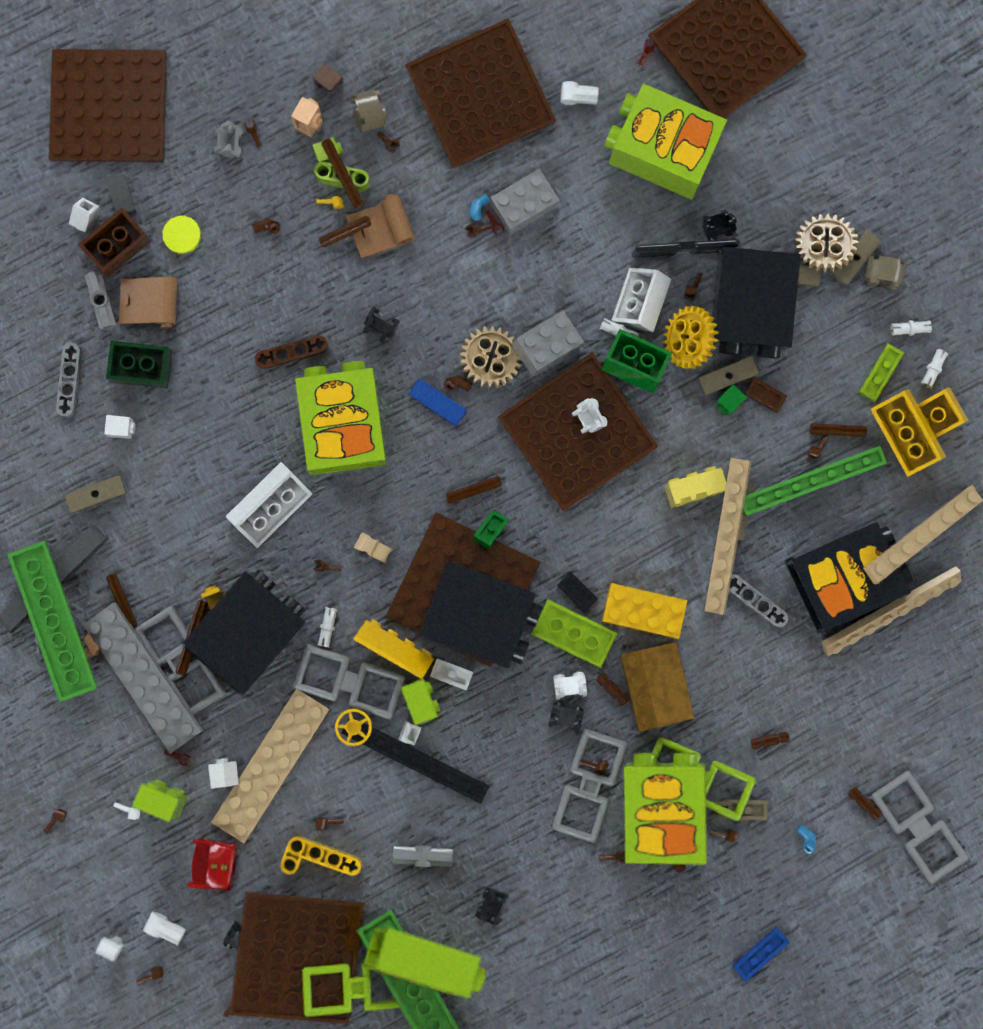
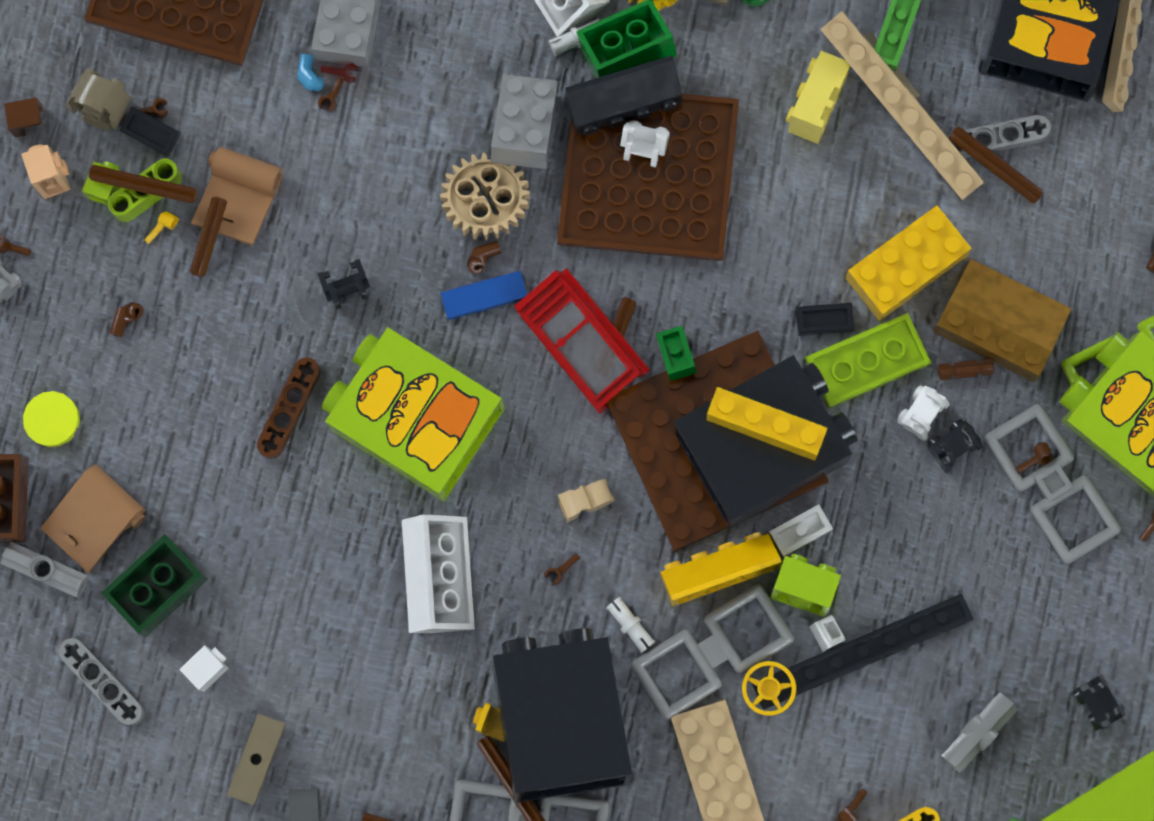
camera: 35 degrees left, 5 degrees down
(376, 151) = (150, 131): none -> black tile
(456, 473) = (581, 338): none -> red piece
(484, 610) = (766, 423): none -> yellow brick
(604, 384) = (624, 96): none -> black slope
(738, 613) = (996, 164): none -> reddish brown axle

